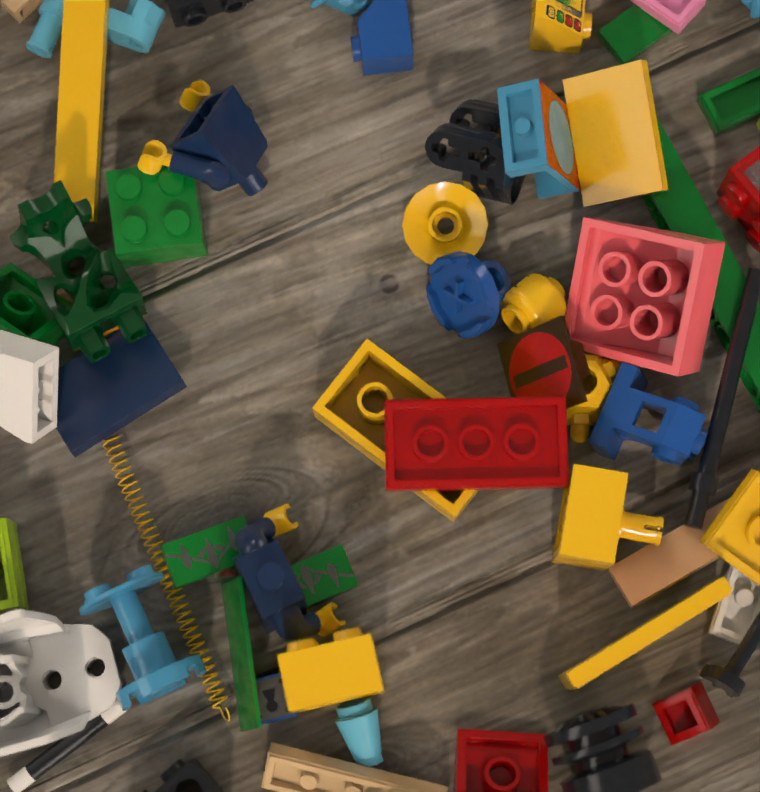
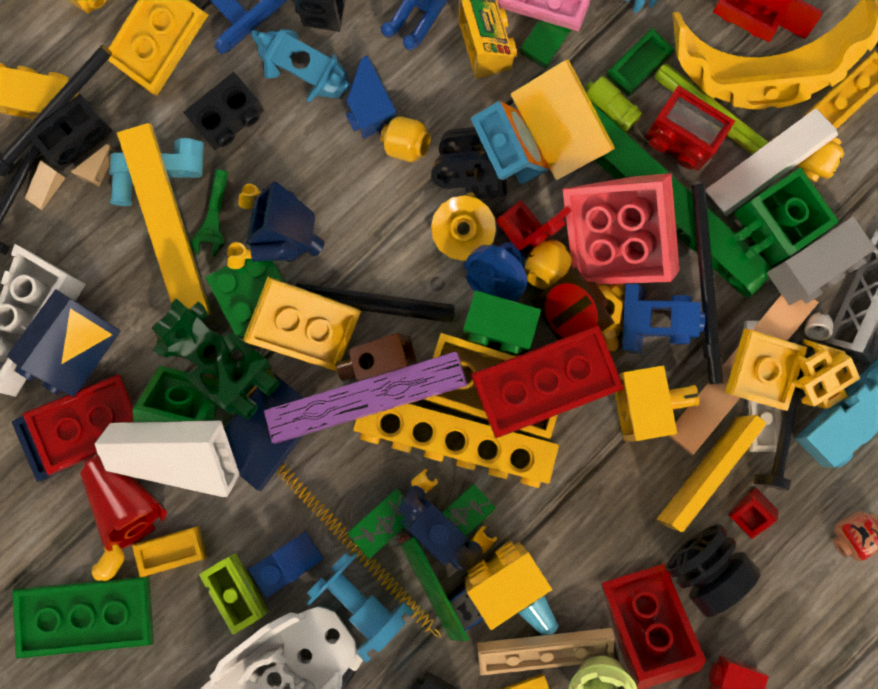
camera: 25 degrees left, 5 degrees up
(71, 559) = (286, 564): none -> blue slope
(134, 120) = (210, 228): none -> green piece
(201, 270) = (301, 324): none -> yellow tile
(245, 385) = (365, 397): none -> medium lavender tile
(254, 406) = (540, 452): none -> yellow brick
(281, 347) = (388, 353): none -> reddish brown torso
(301, 279) = (387, 304): none -> black axle
(414, 92) = (405, 139): none -> yellow head
(445, 353) = (501, 323): none -> green brick
(521, 249) = (525, 229): none -> red bracket
(689, 137) = (613, 103): none -> lime piece

